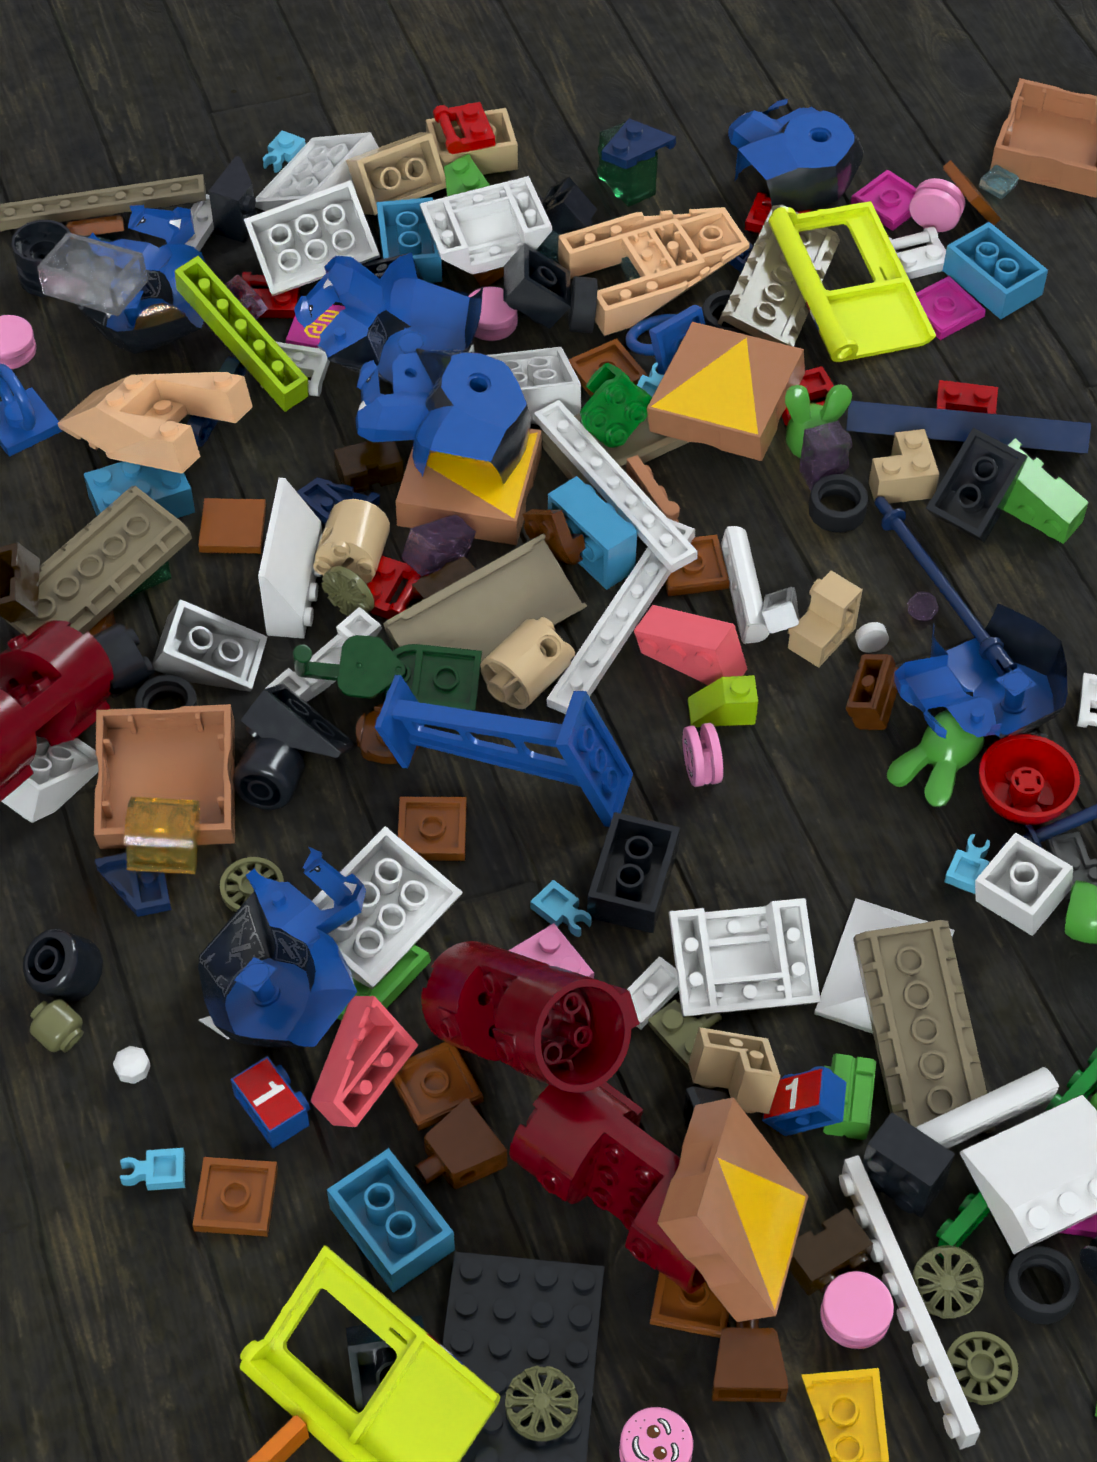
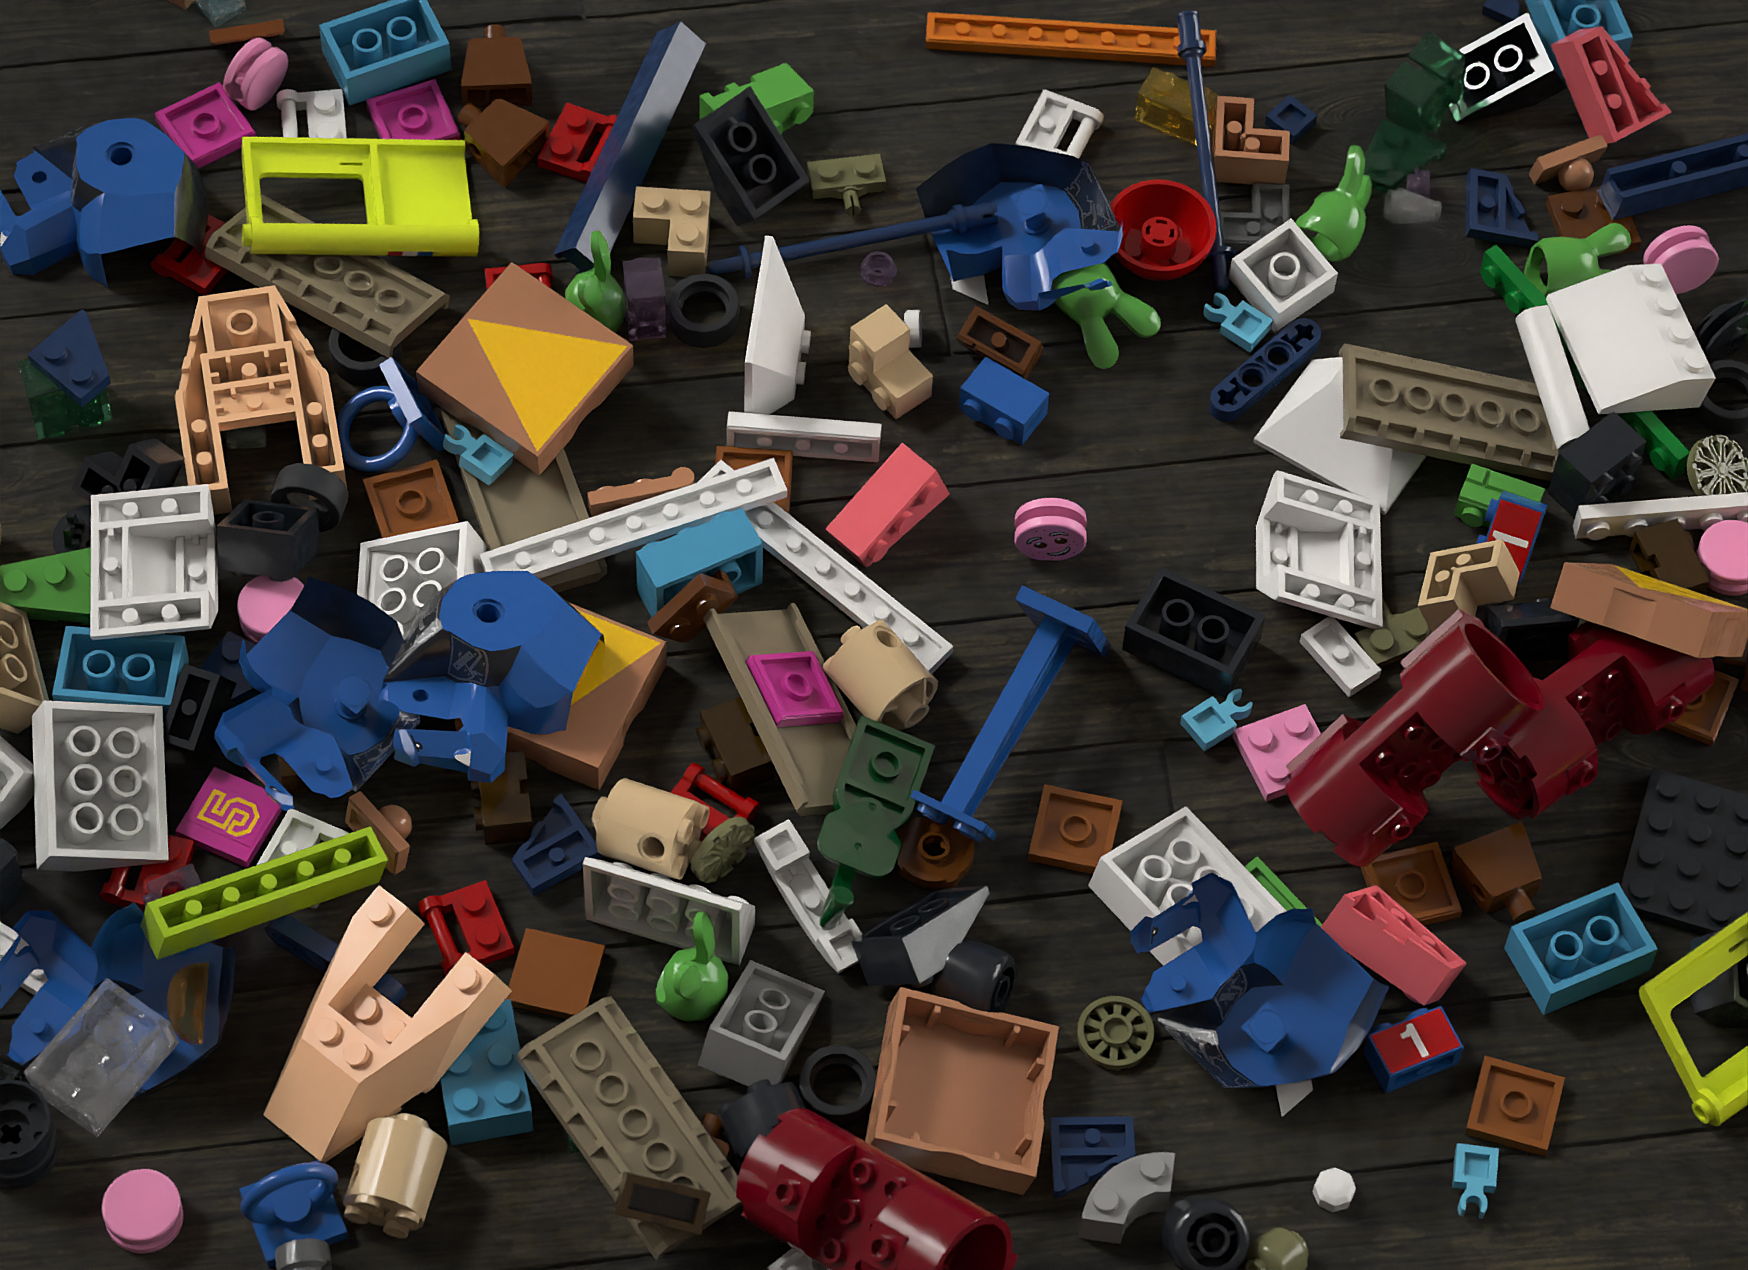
camera: 80 degrees left, 5 degrees up
(44, 456) = (395, 1174): none -> tan cylinder
(97, 907) = (1125, 1194): none -> light grey brick
(162, 835) = (1061, 1092): clear yellow brick -> none
(231, 591) = (694, 978): none -> bright green piece
(264, 476) = (477, 920): none -> red plate
(325, 404) = (389, 824): none -> nougat tile
(437, 544) = (672, 736): clear purple brick -> none
(497, 607) = (795, 688): none -> dark pink tile
(615, 406) = (524, 481): green piece -> none
(725, 702) = (973, 495): lime slope -> none
(780, 610) = (880, 402): slope -> none
(813, 530) = (774, 338): none -> white slope
(821, 708) = (1003, 401): none -> blue brick
(931, 891) = (1268, 372): none -> dark blue beam
(944, 354) = (503, 138): none -> reddish brown torso
(1003, 573) = (847, 179): none -> olive plate
(1006, 339) = (496, 70): none -> reddish brown torso

